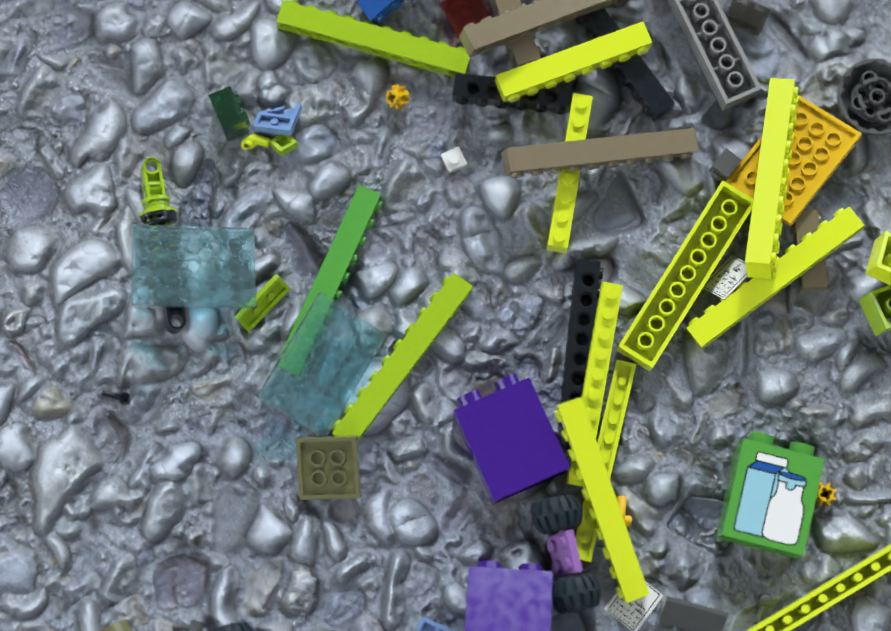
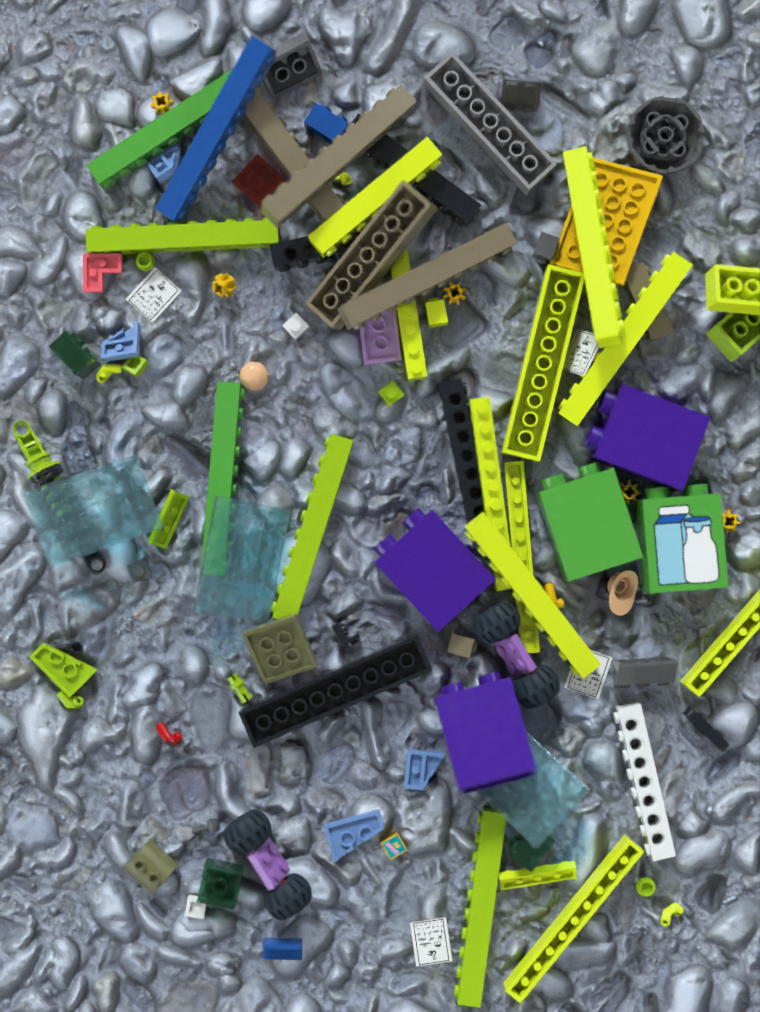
camera: 15 degrees left, 10 degrees up
(98, 451) = (73, 702): none -> lime arm
(102, 415) = (62, 668): none -> lime wing
(181, 517) = (167, 736): none -> red arm
(215, 345) = (140, 571): none -> dark grey plate
(272, 492) = (239, 687): none -> lime pin
(280, 39) = (95, 267): none -> coral plate
(325, 84) = (153, 295): none -> white sticker
(328, 50) = (145, 261): none -> lime plate
(369, 528) = (334, 690): none -> black brick
(395, 475) = (341, 632): none -> black bracket
(396, 193) = (254, 376): none -> light nougat hair
(512, 527) = (461, 645): none -> dark tan brick
(525, 255) = (391, 393): none -> lime plate
(533, 199) = (381, 340): none -> lavender tile
(550, 37) = (345, 179): none -> neon yellow hand
(553, 111) = (372, 252): none -> dark tan brick
(596, 192) = (436, 313): none -> neon yellow brick
(618, 175) = (459, 294): none -> yellow gear
(681, 445) = (587, 522): none -> bright green brick
(695, 528) = (622, 591): none -> light nougat piece
(737, 429) = (631, 488): none -> yellow gear
(767, 381) = (647, 437): none -> dark purple brick

